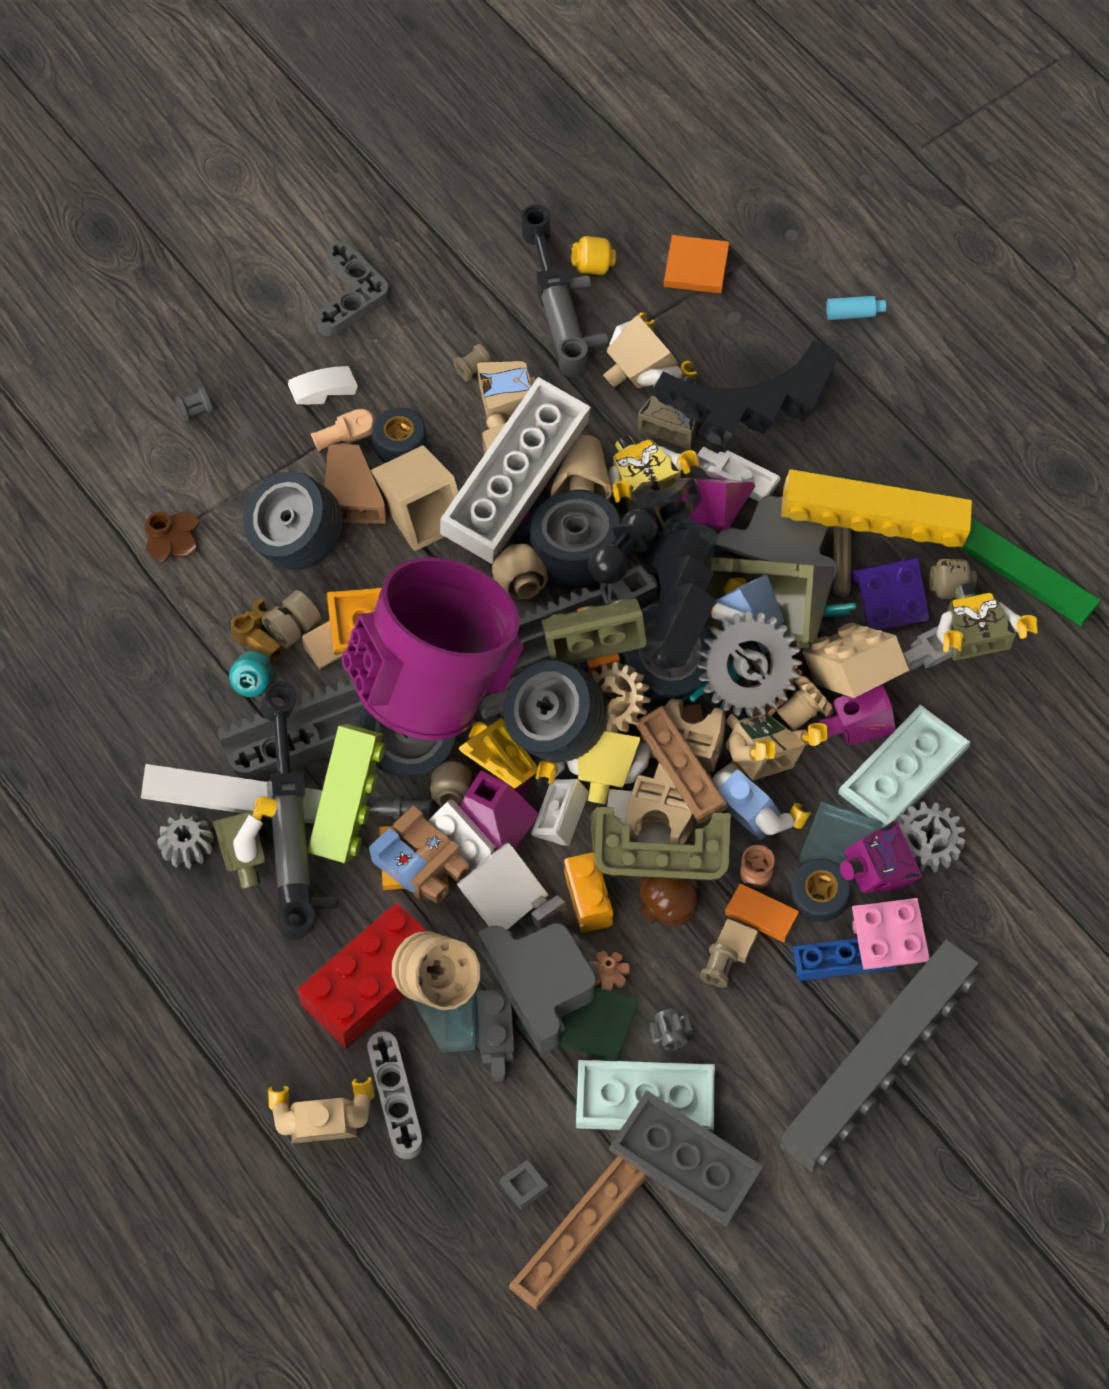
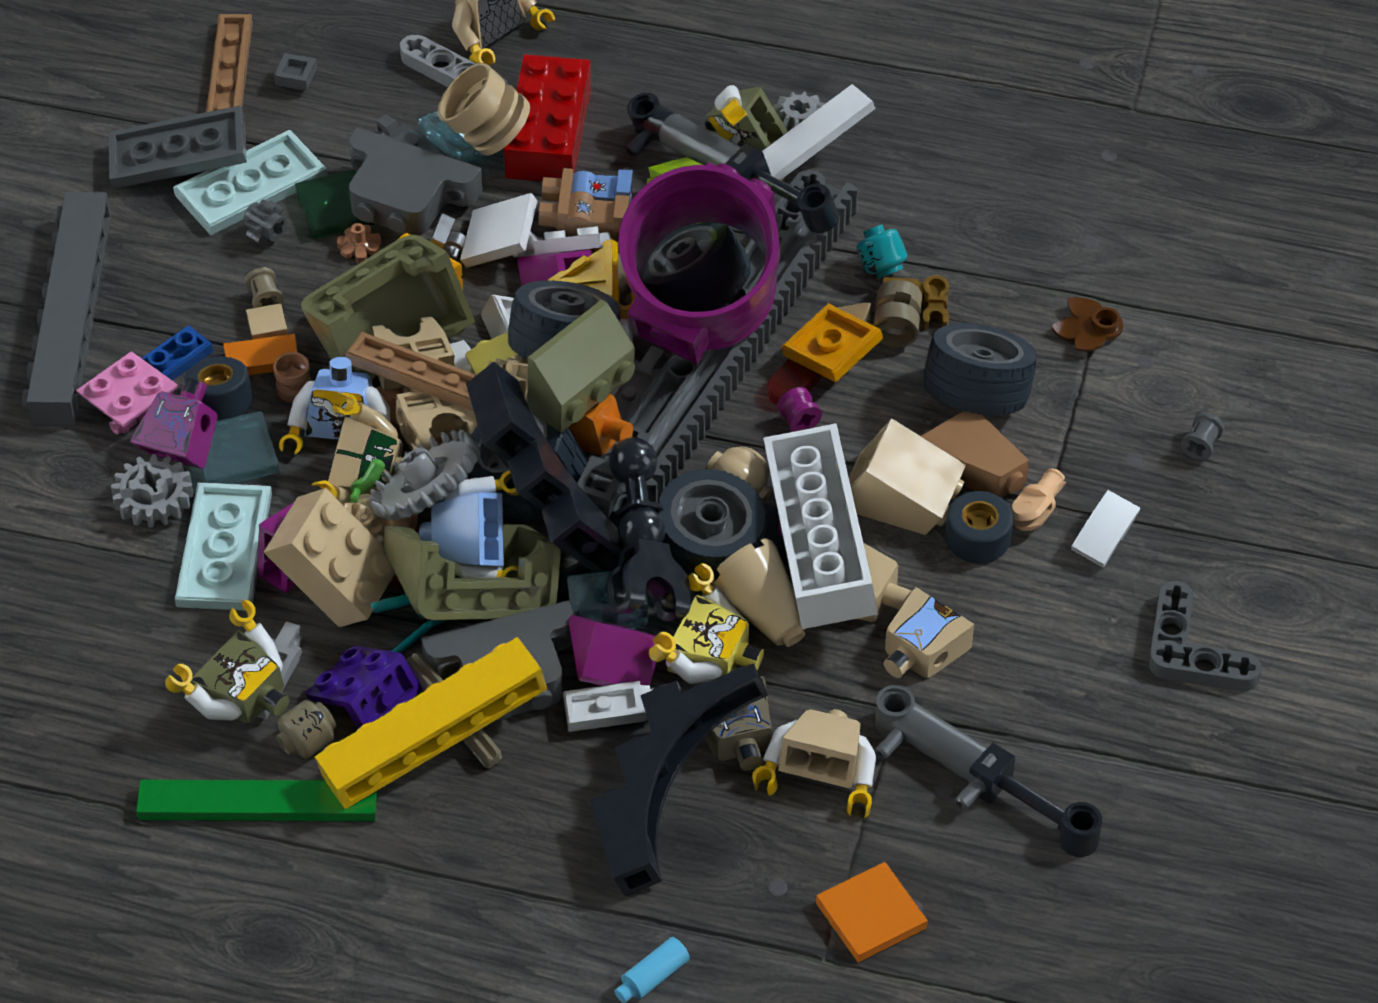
camera: 140 degrees right, 10 degrees down
(467, 364) = (987, 648): dark tan bush -> none
(593, 255) = (984, 833): yellow head -> none
(776, 720) = (366, 482): none -> bright green piece

